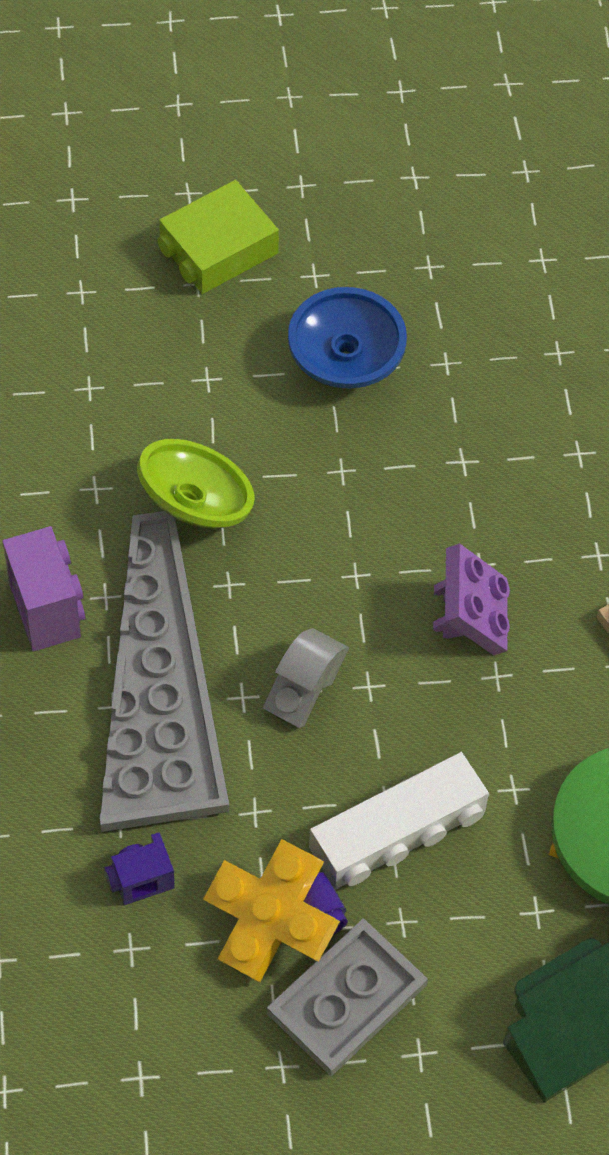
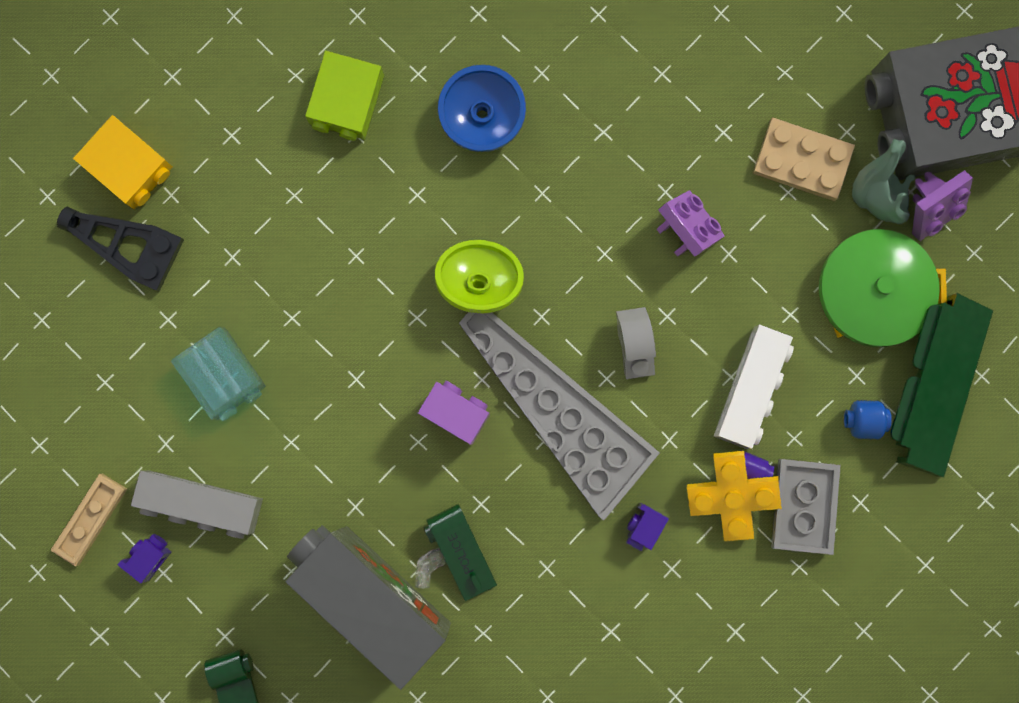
camera: 40 degrees left, 25 degrees up
(504, 954) = (867, 419): none -> blue head

